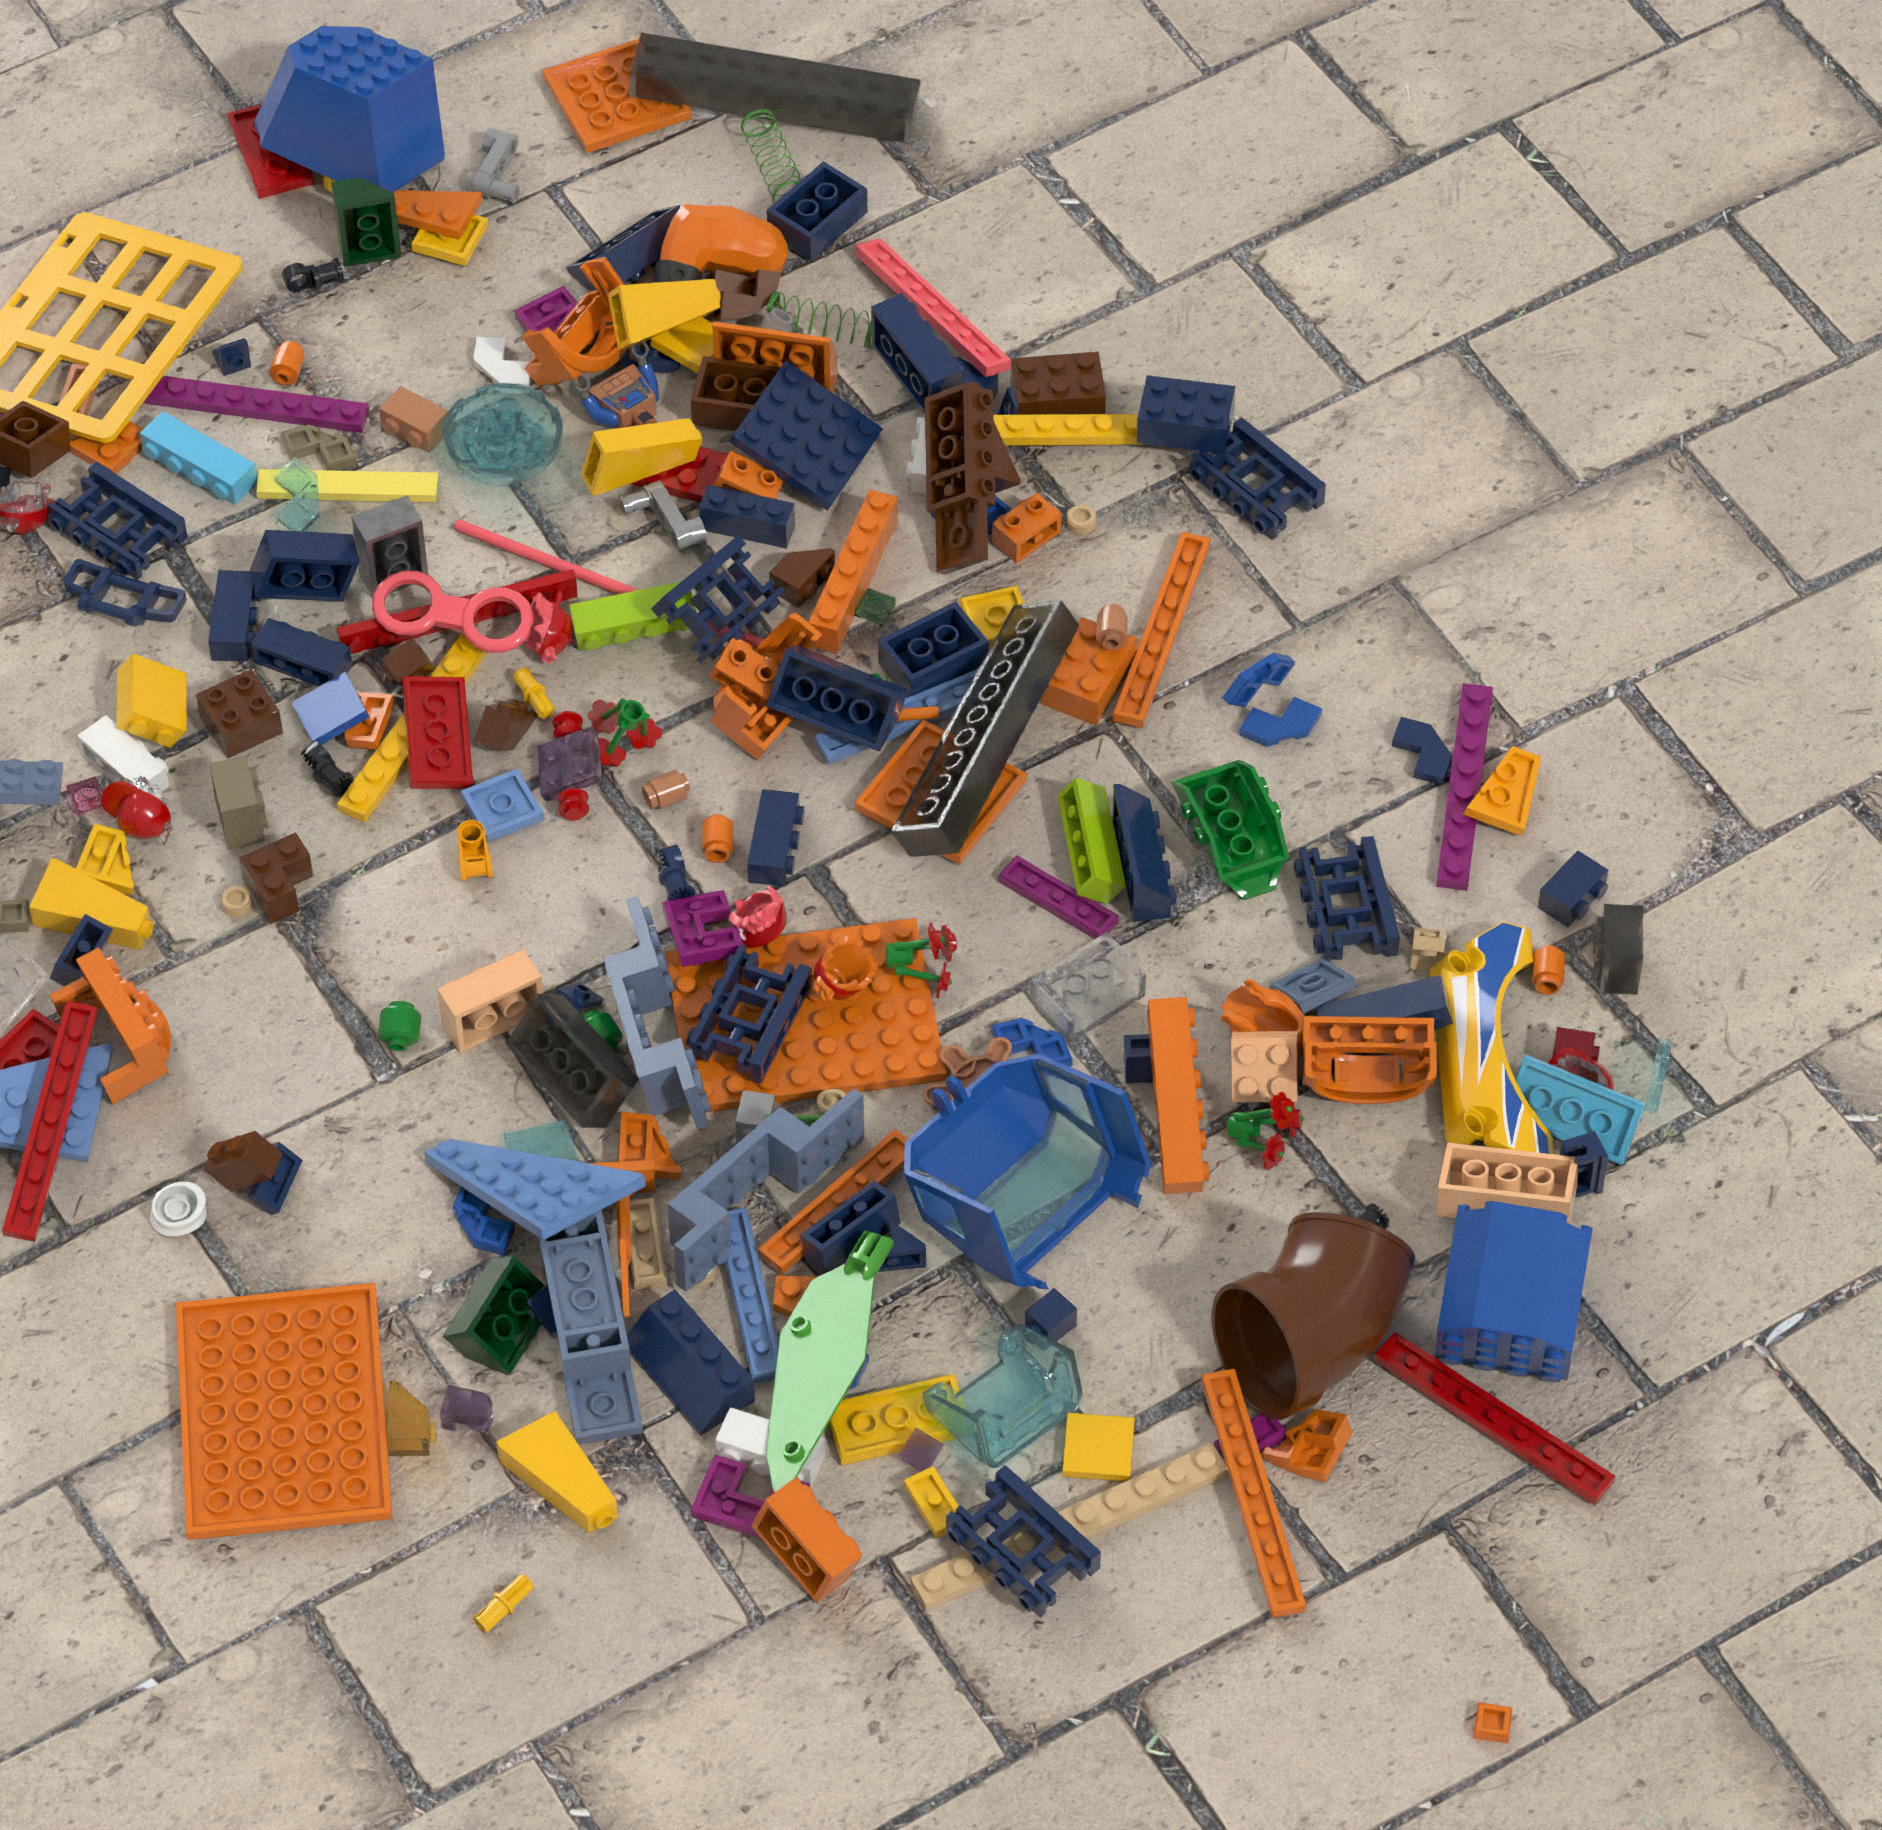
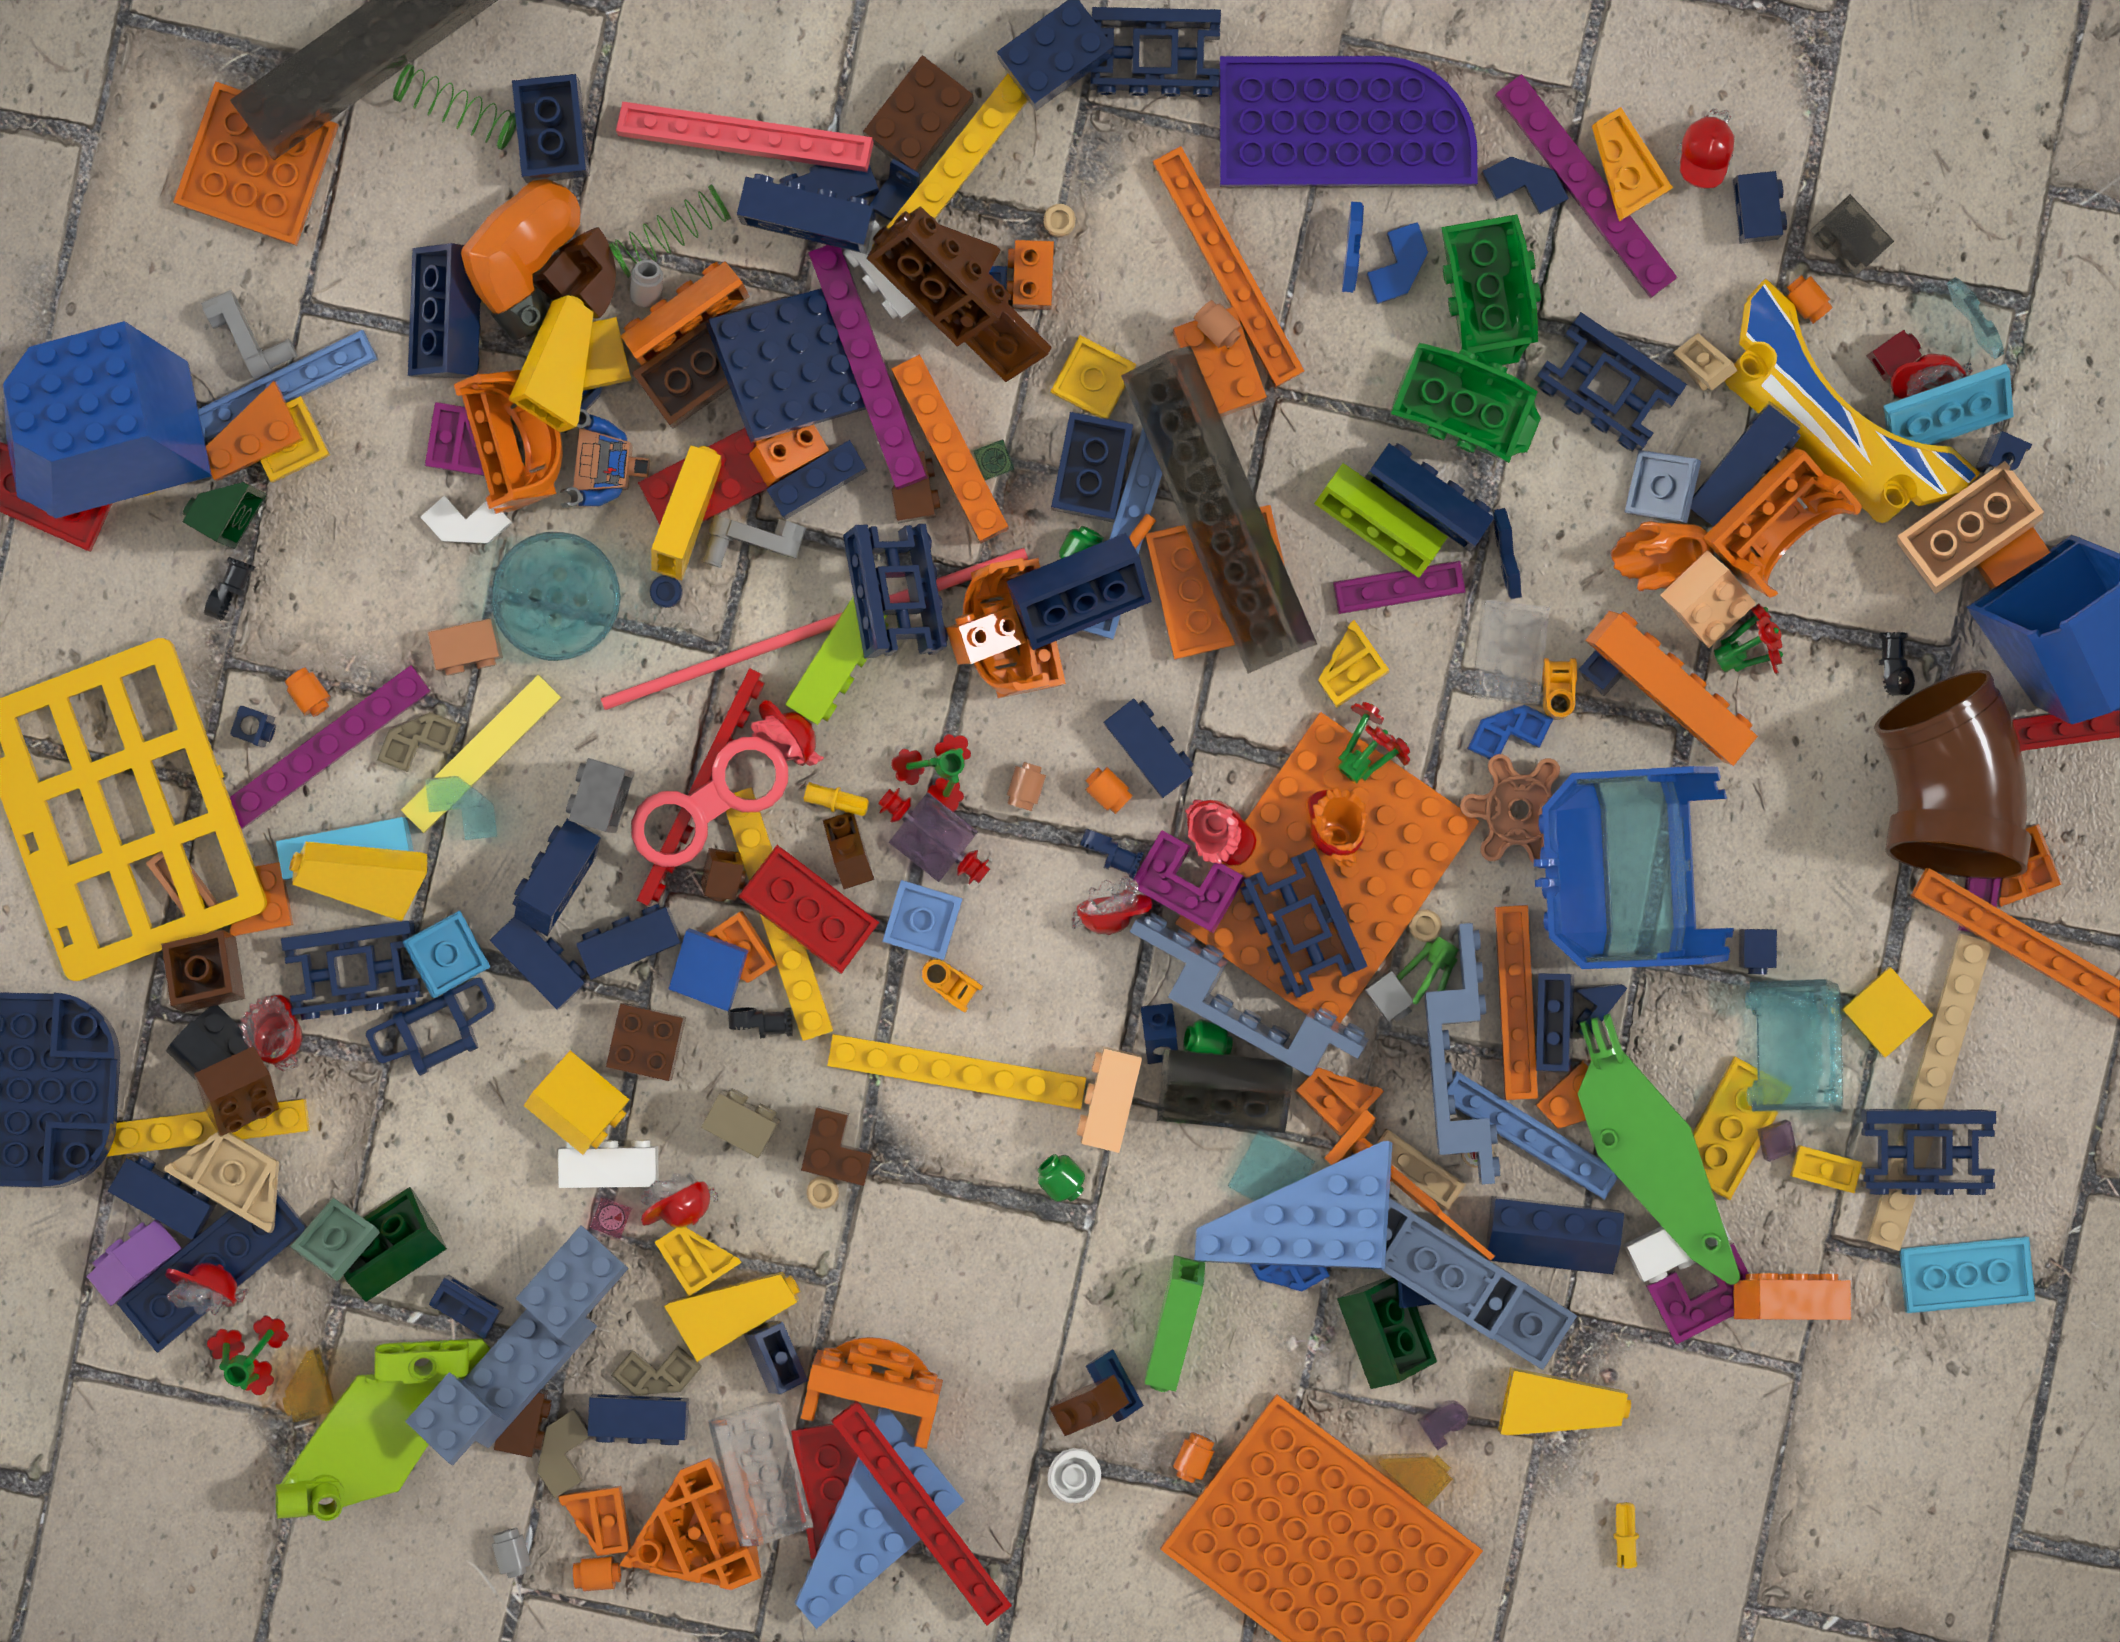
camera: 50 degrees left, 35 degrees up
(182, 560) = (446, 954): none -> dark azure tile
(188, 467) = (361, 876): none -> yellow slope
(270, 1270) = (1194, 1457): none -> orange brick
(362, 1174) = (1175, 1324): none -> bright green slope
(404, 900) = (956, 1071): none -> yellow plate
(510, 218) = (293, 380): none -> medium blue tile
(575, 501) = (666, 591): none -> dark blue tile
(619, 888) = (1111, 907): none -> hair
(854, 485) = (868, 366): none -> magenta plate
(958, 1671) = (1967, 1274): none -> medium azure tile
(968, 911) = (1352, 667): none -> yellow wing
(1097, 1044) = (1559, 685): none -> light orange piece
(1149, 942) = (1504, 541): none -> dark blue tile
(1322, 772) = (1492, 288): none -> green slope
(1334, 616) = (1341, 123): none -> dark purple plate
(1573, 827) = (1706, 150): none -> red hair

